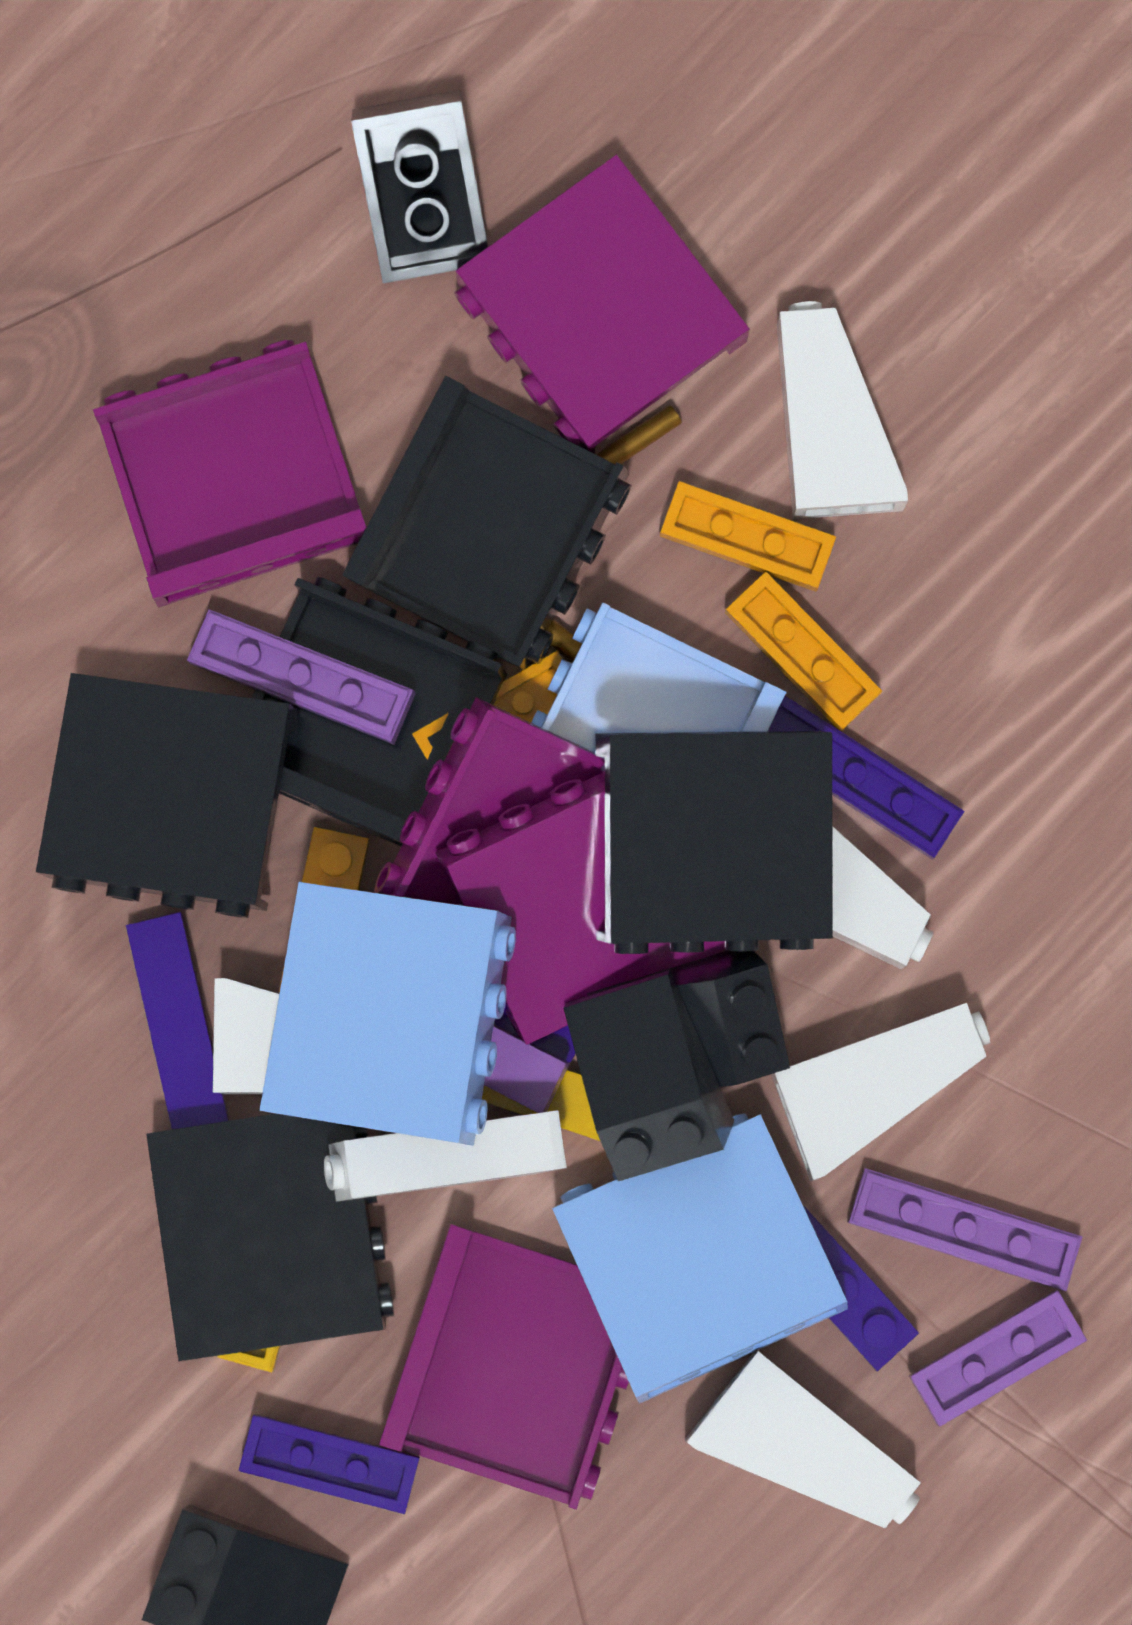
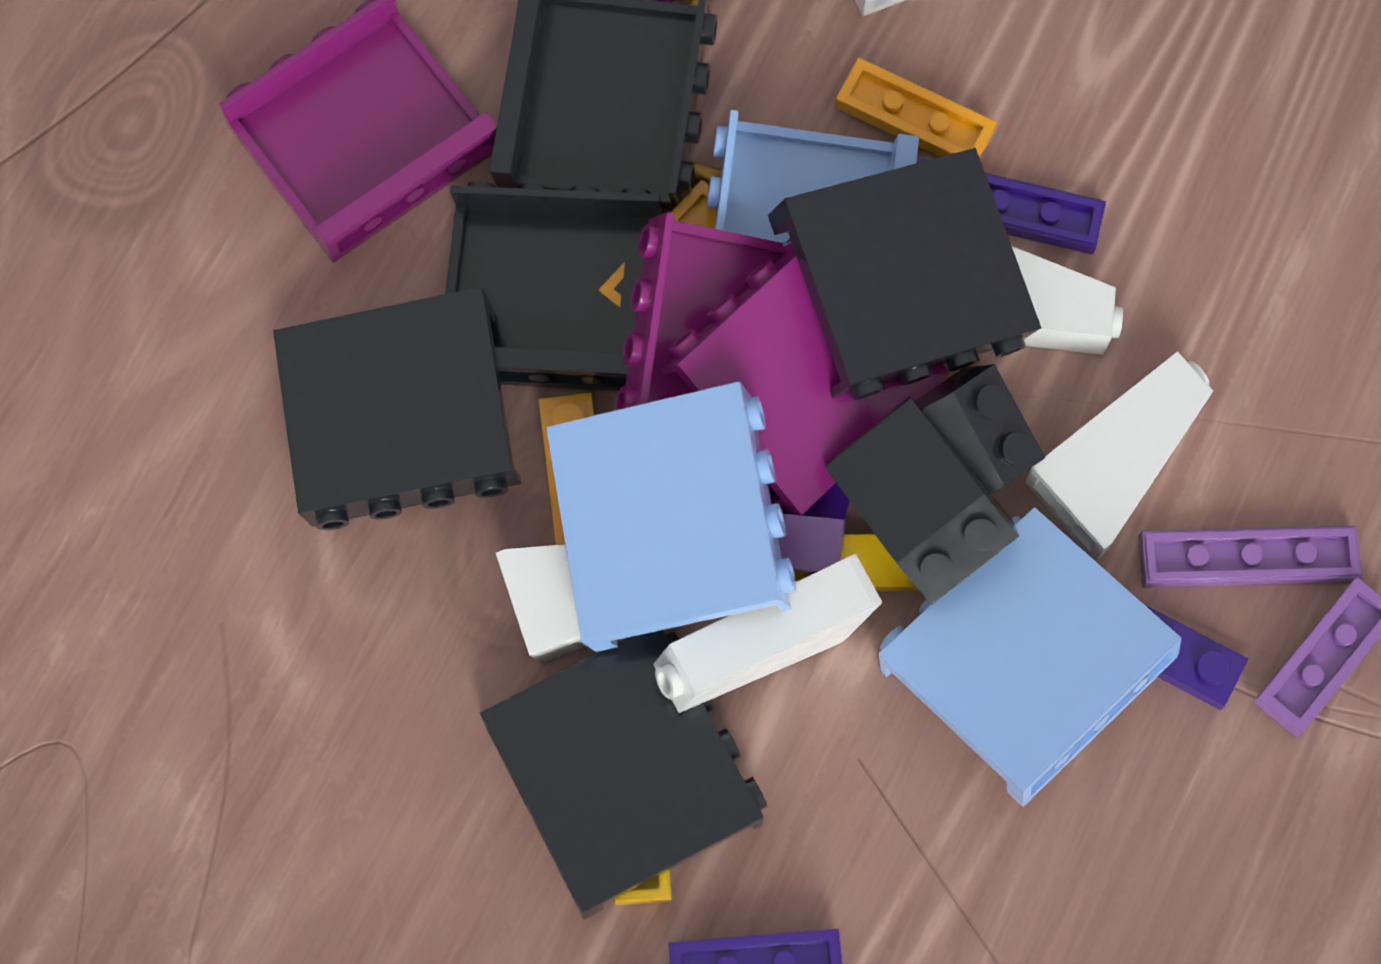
camera: 20 degrees left, 10 degrees down
(176, 1020) = (470, 608): dark purple tile -> none
(301, 676) = (503, 271): medium lavender tile -> none
(508, 1371) = (893, 822): magenta panel -> none
(747, 536) = (831, 36): light orange plate -> none
(796, 1441) = (1179, 792): white slope -> none

